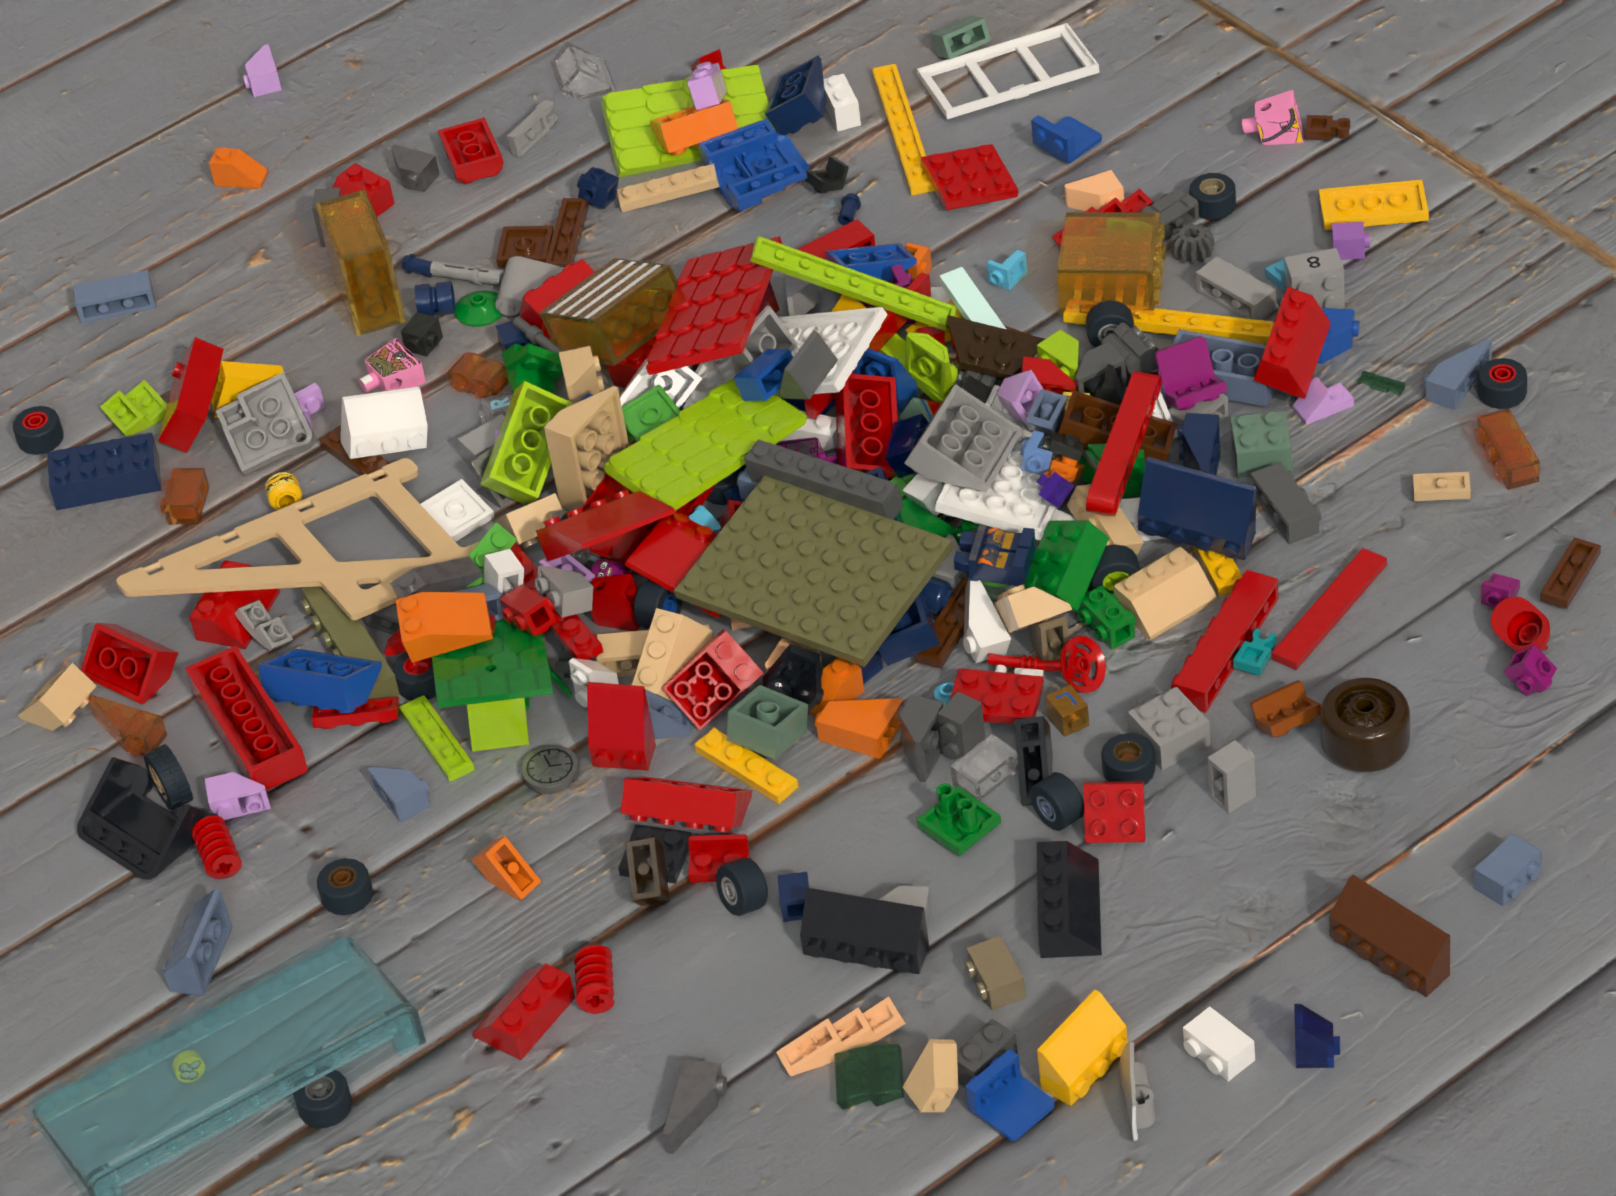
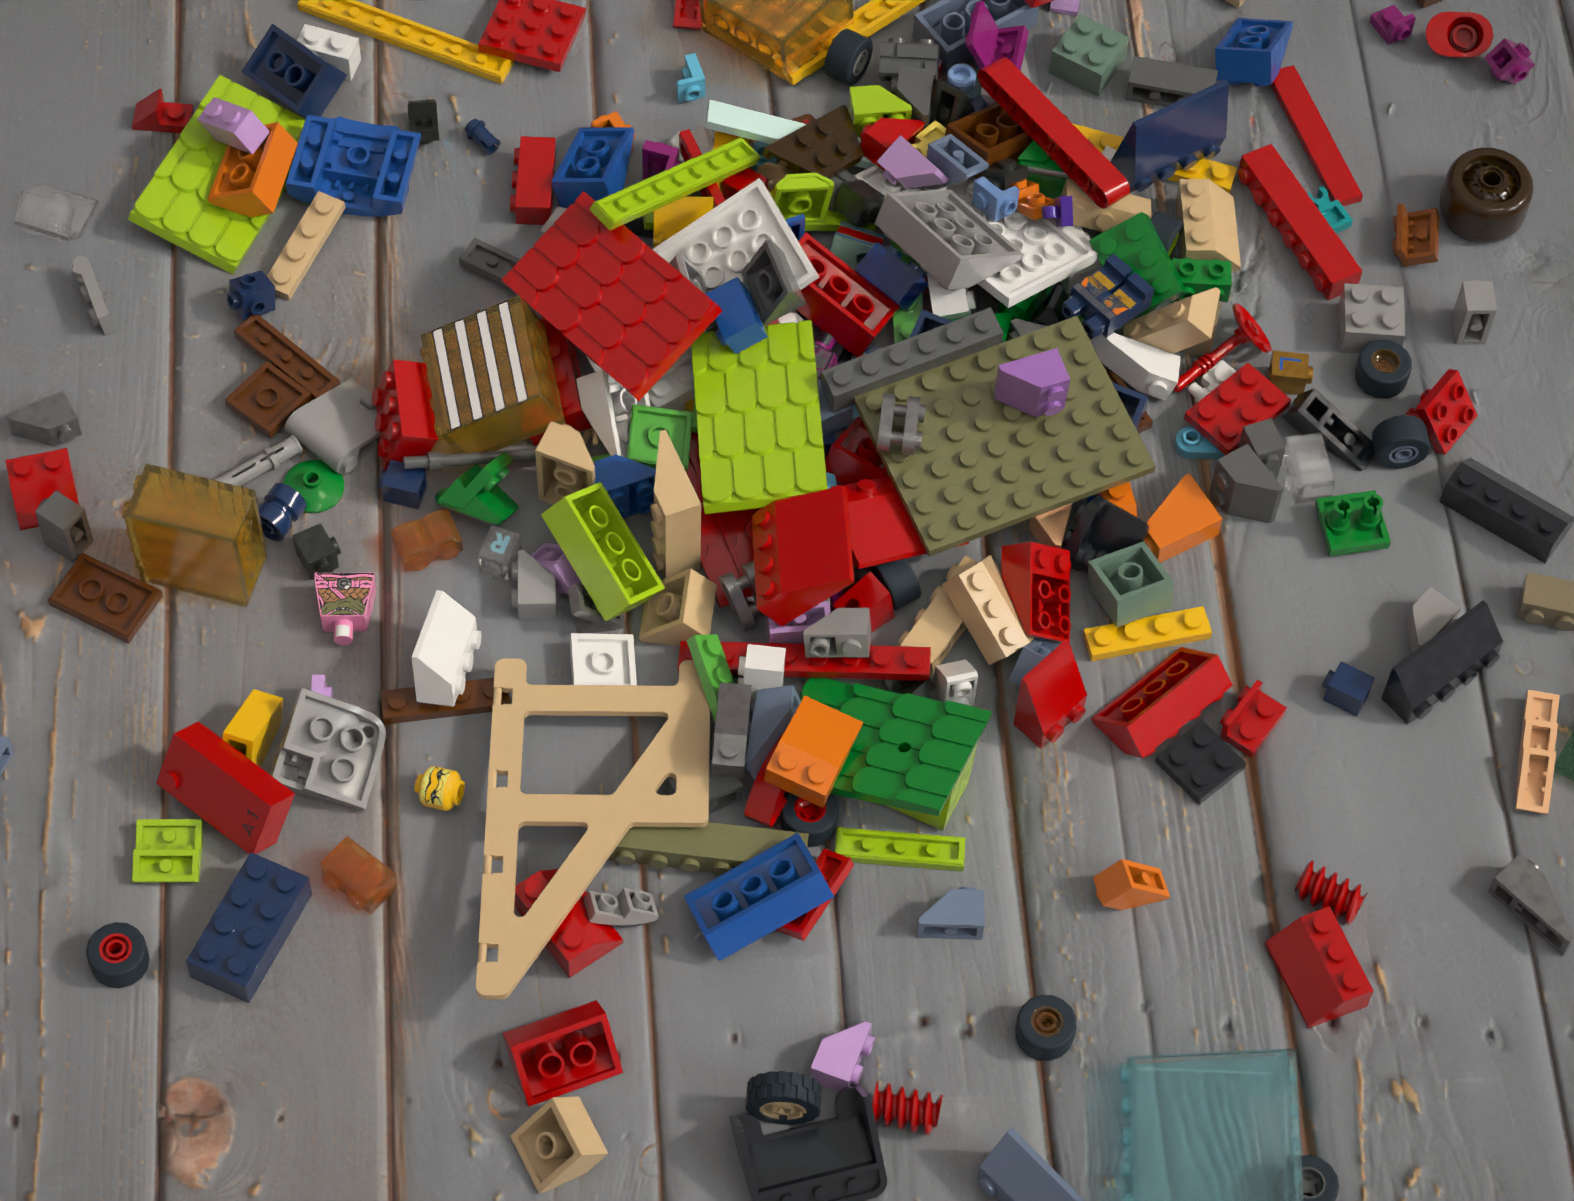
camera: 65 degrees left, 15 degrees up
(131, 727) = (660, 1099): clear orange slope -> none
(246, 719) = (750, 989): red brick -> none
(304, 274) = (105, 597): none -> reddish brown tile
(471, 150) = (75, 358): red slope -> none
(528, 610) = (837, 677): red brick -> none
(550, 769) = (1023, 782): flat silver tile -> none
(647, 871) = (1245, 777): dark brown brick -> none
(741, 886) = (1310, 719): black wheel -> none
(751, 501) = (910, 437): none -> flat silver brick
(850, 540) = (1034, 384): none -> medium lavender slope
(1200, 442) = (1083, 97): dark blue slope -> none
(1367, 524) = (1252, 51): none -> blue slope

